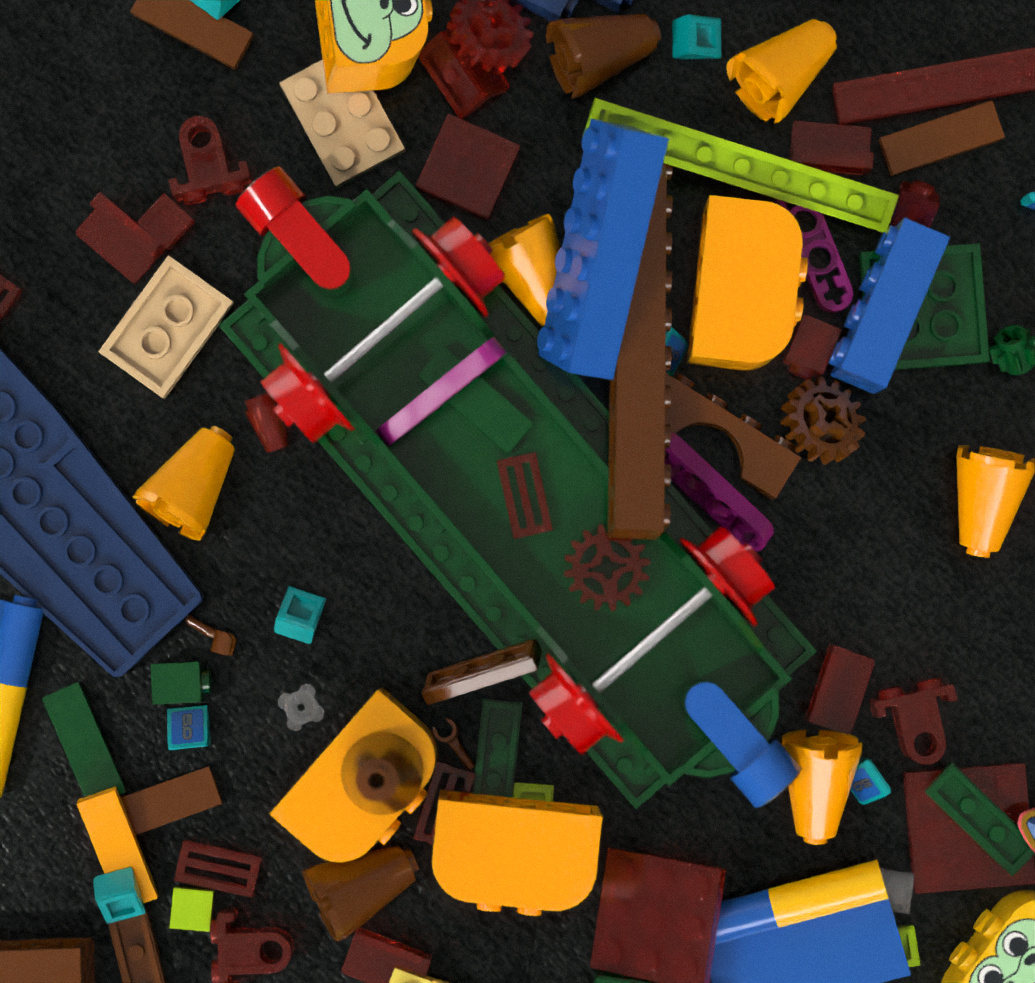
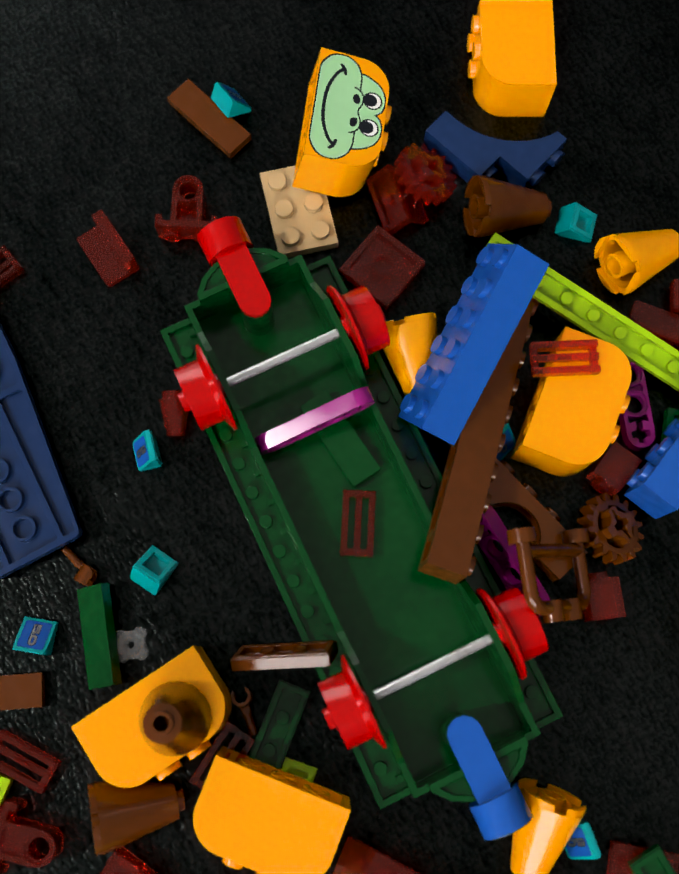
camera: 15 degrees right, 10 degrees down
(166, 221) = (145, 247): clear red plate -> none
(166, 327) = (120, 322): tan plate -> none
(180, 682) = (40, 597): dark green brick -> none
(189, 483) = (98, 441): light orange cone -> none
(248, 478) = (147, 451): none -> teal slope
(261, 707) = (99, 636): none -> dark green tile
(609, 586) = (427, 600): clear red gear -> none
(749, 227) = (570, 345): none -> clear red tile
(780, 459) = (571, 546): none -> reddish brown bar
(831, 504) = (605, 599): none -> clear red brick
(839, 689) = (573, 753): clear red panel -> none
(916, 713) = (632, 794): clear red pin -> none

